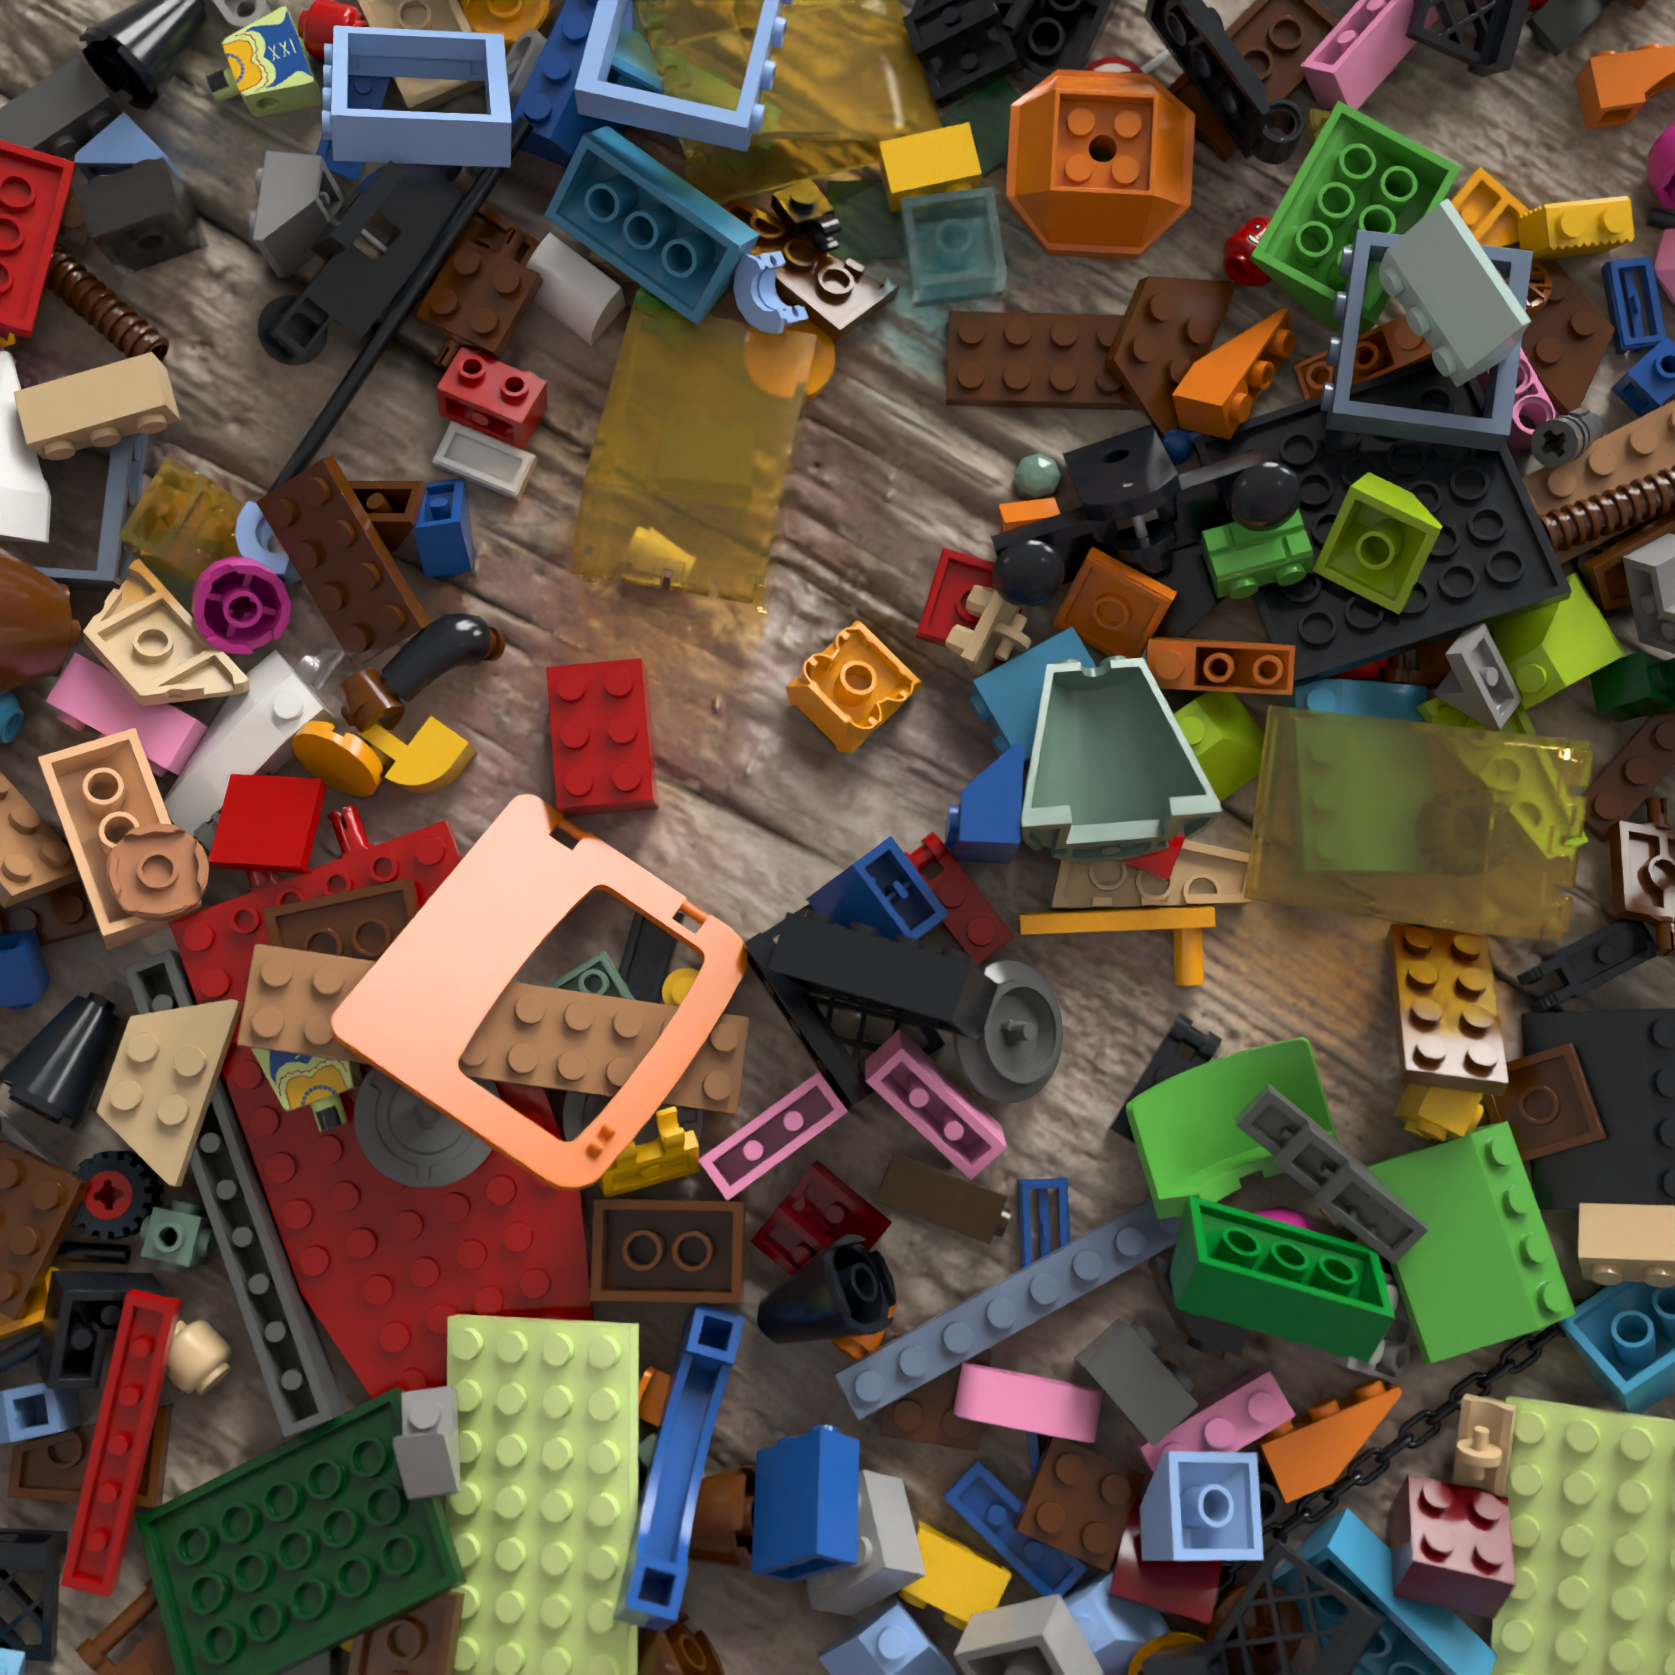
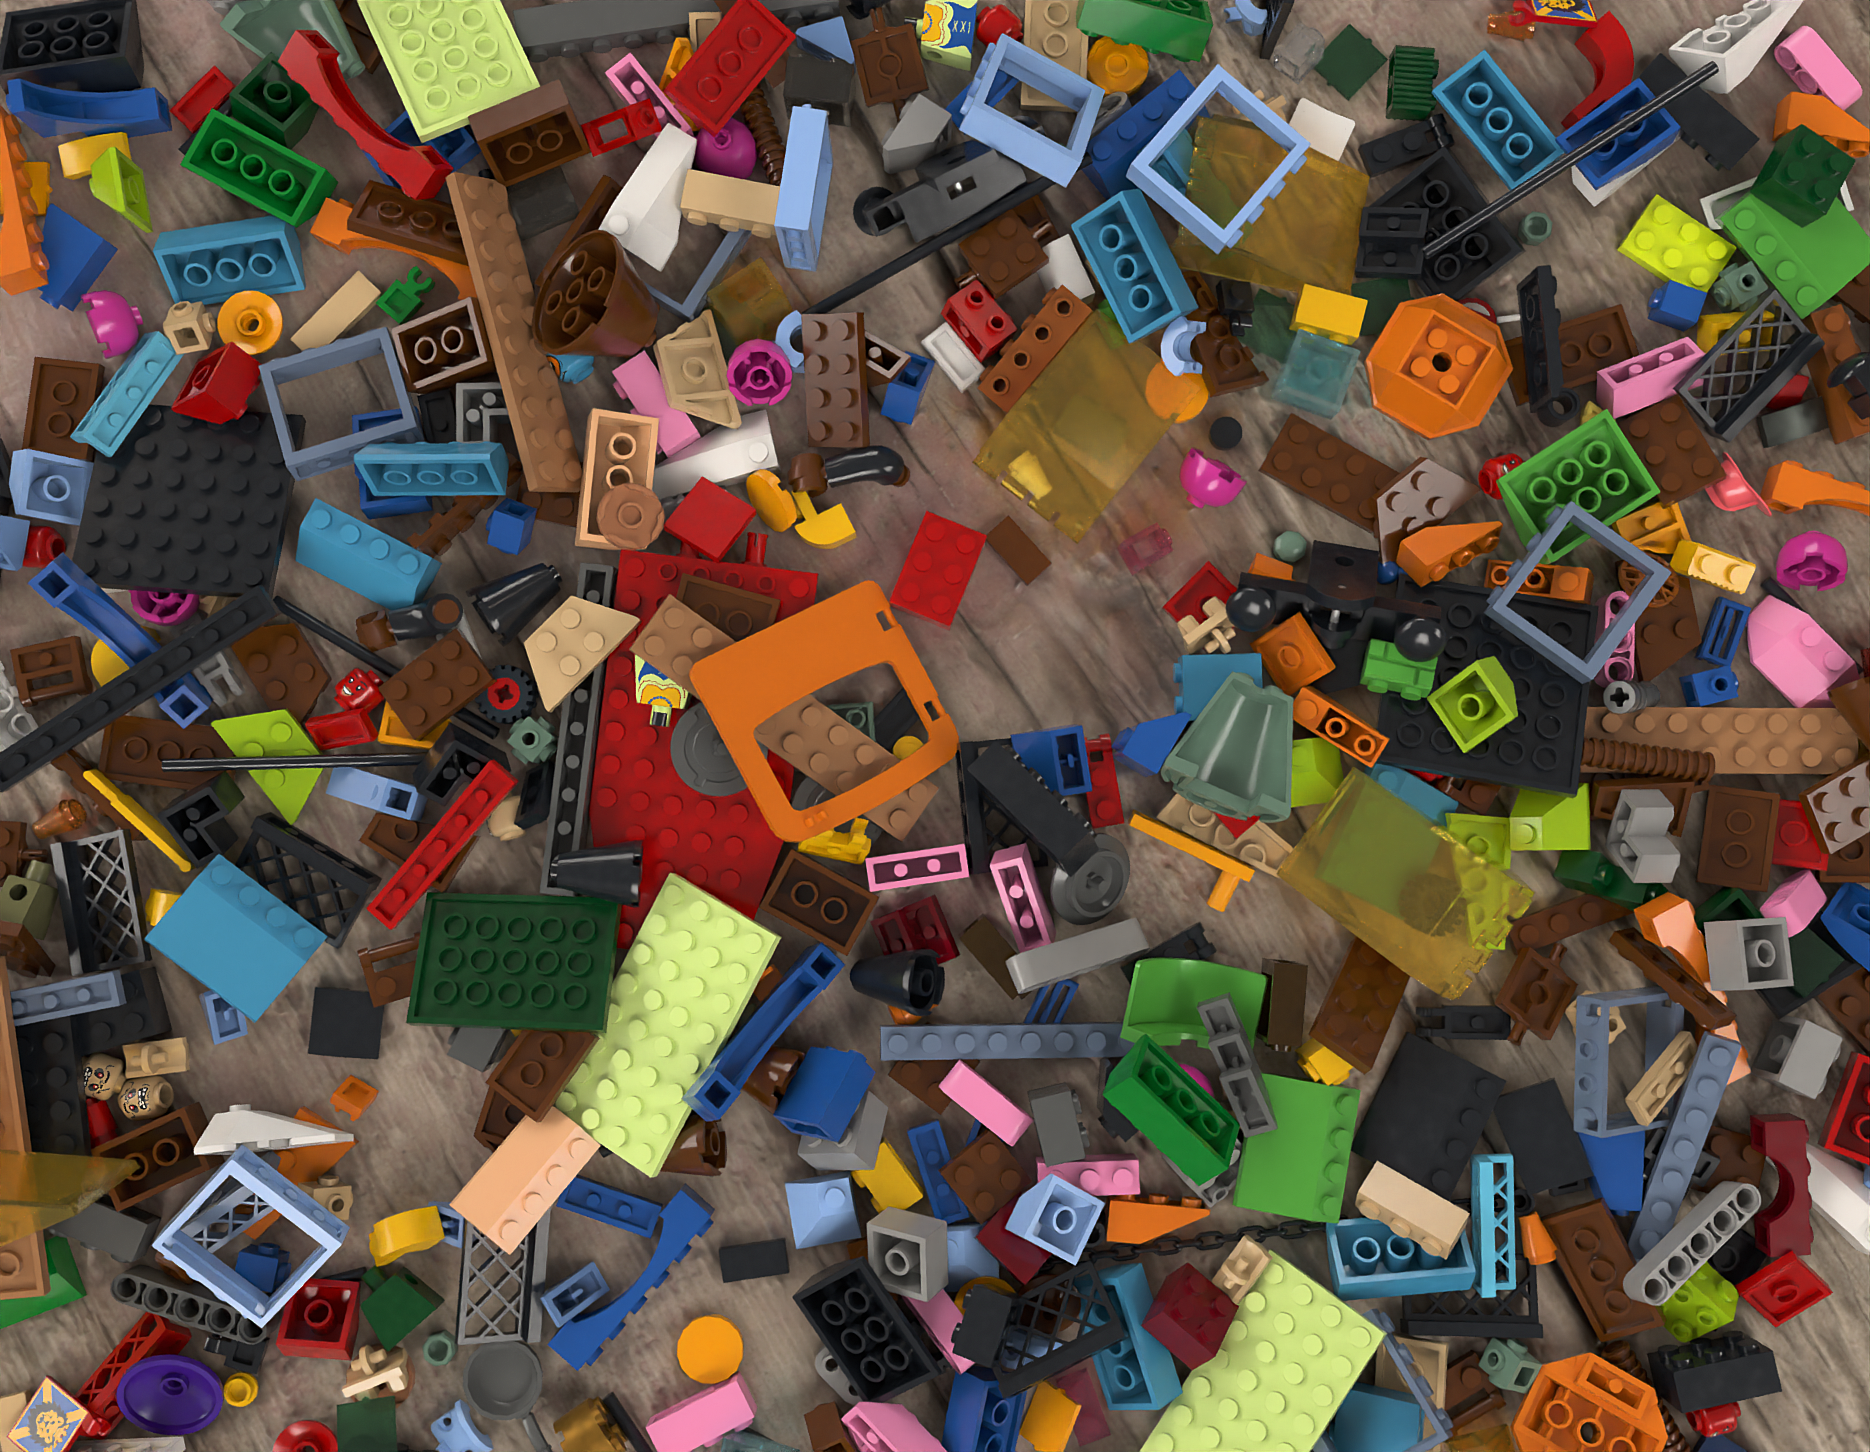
camera: 20 degrees right, 5 degrees up
(59, 347) = (729, 152): none -> dark pink cylinder
(176, 340) = (804, 188): none -> light blue window
(213, 140) = (889, 64): none -> reddish brown plate
(217, 1311) = (535, 796): none -> black plate
(318, 669) = (786, 436): clear tile -> none
(354, 1363) = (602, 872): none -> black cone
(429, 1443) = (624, 941): light grey slope -> none
(579, 389) = (1035, 348): none -> dark orange brick
(693, 660) = (1017, 550): none -> reddish brown tile
(852, 687) = (1106, 618): light orange slope -> none
(854, 572) = (1145, 548): none -> clear pink window
(880, 379) = (1225, 433): none -> black tile
(889, 446) = (1209, 480): none -> dark pink cylinder
(1042, 1141) = (1077, 955): none -> light grey beam
(1347, 1062) = (1283, 1004): none -> dark brown window
(1449, 112) = (1672, 450): none -> reddish brown plate
(1453, 295) = (1603, 576): light aqua slope -> none
(1479, 679) = (1491, 818): light grey slope -> none
(1546, 124) = (1734, 491): none -> coral piece
(1547, 1104) = (1390, 1092): reddish brown plate -> none

